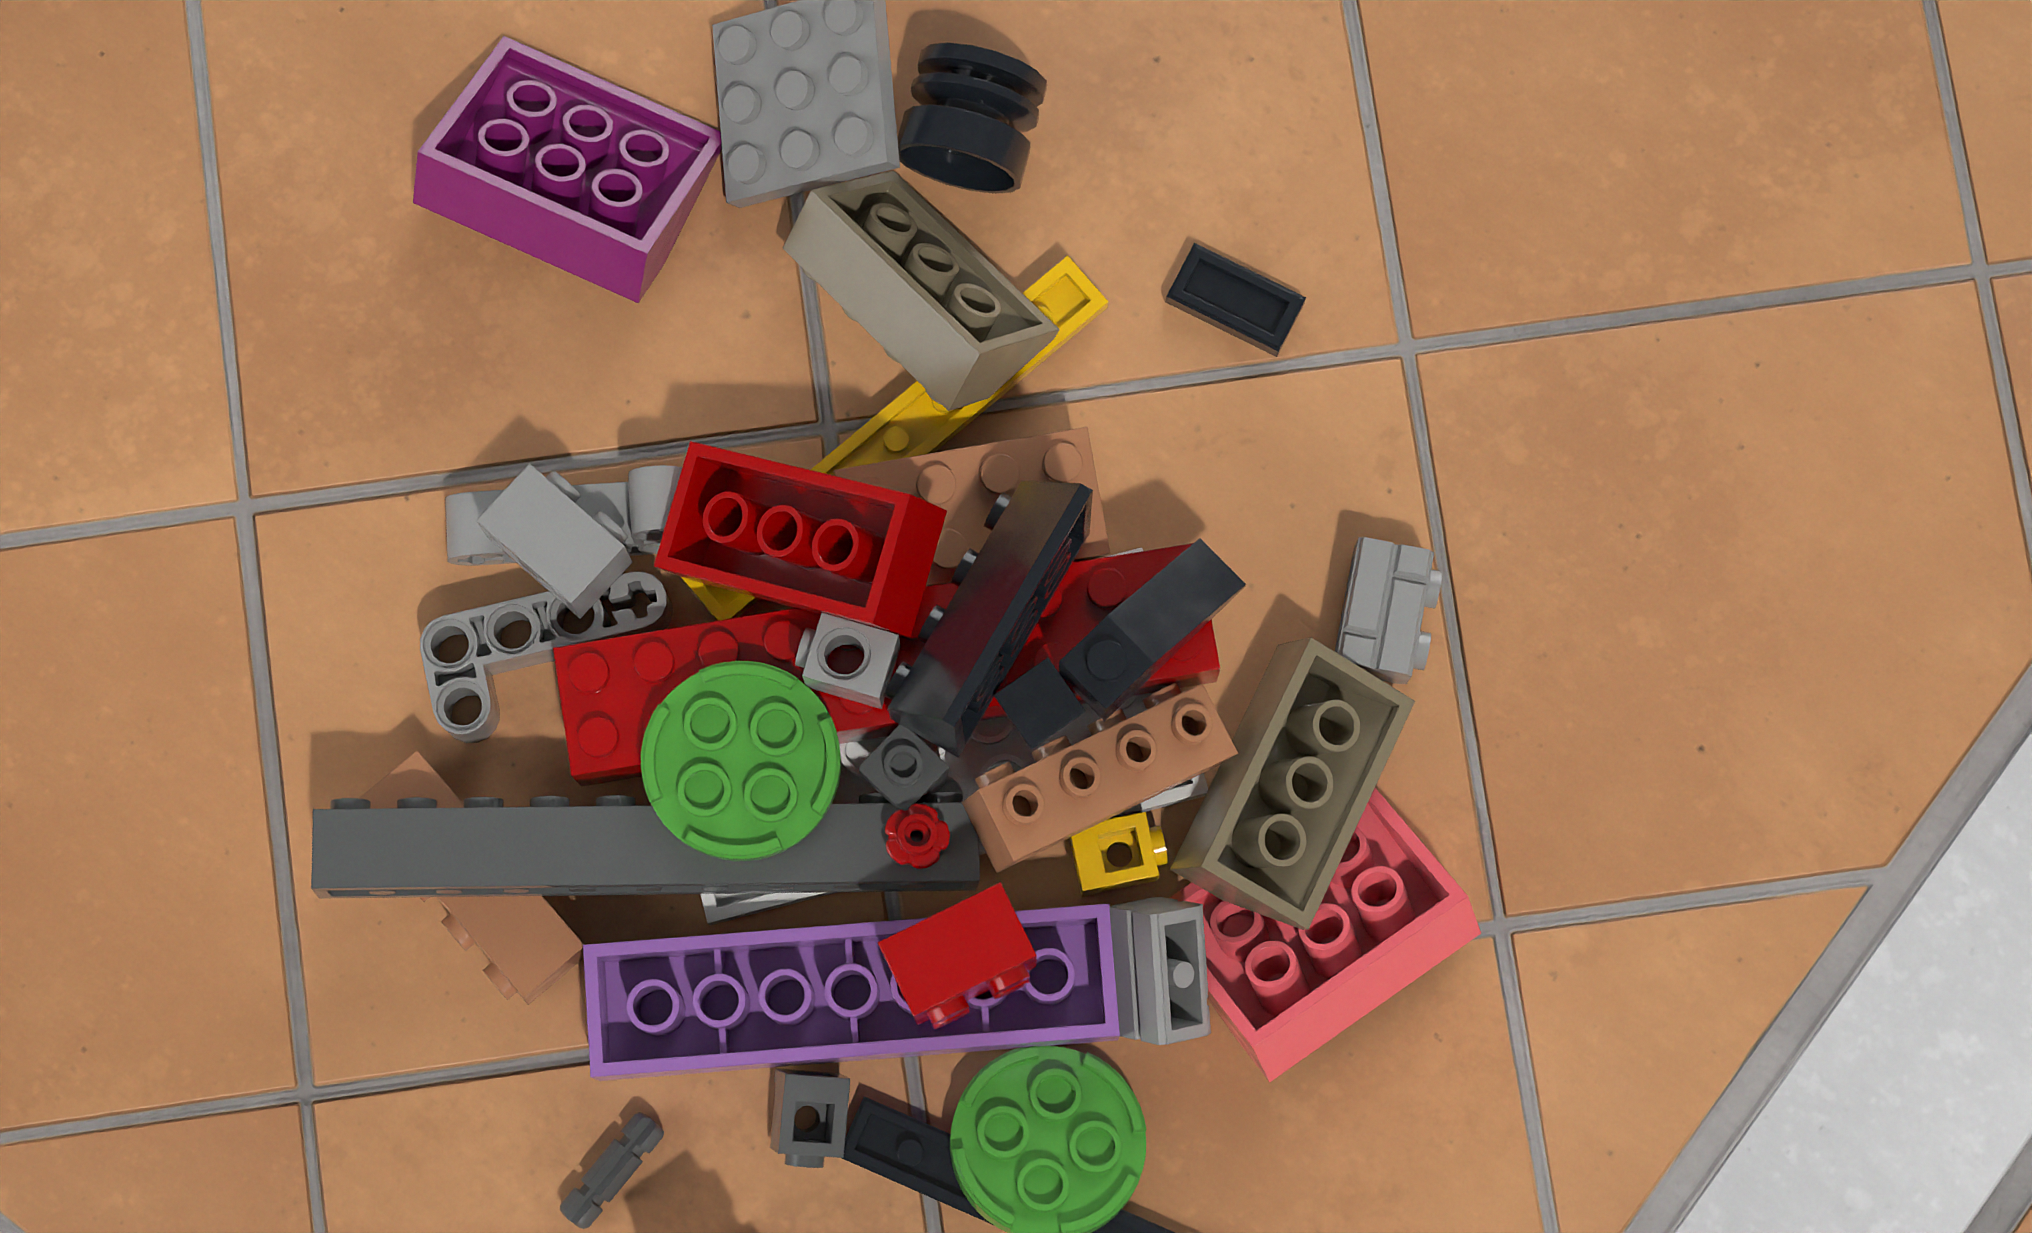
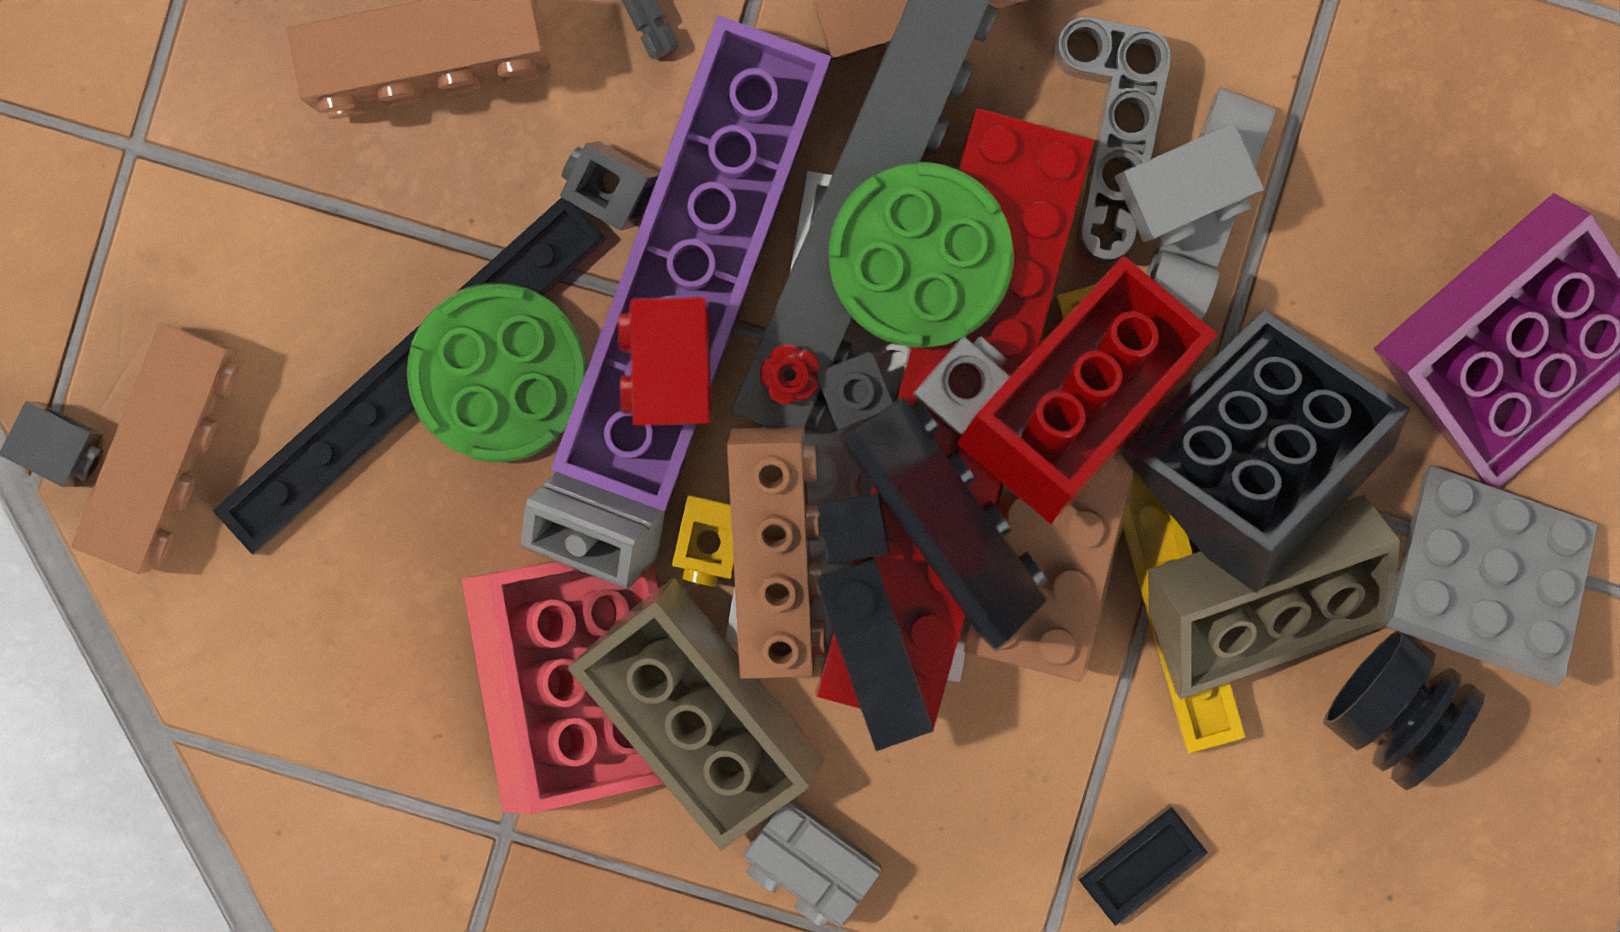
camera: 115 degrees right, 10 degrees up
(779, 355) = (1264, 447): none -> black slope

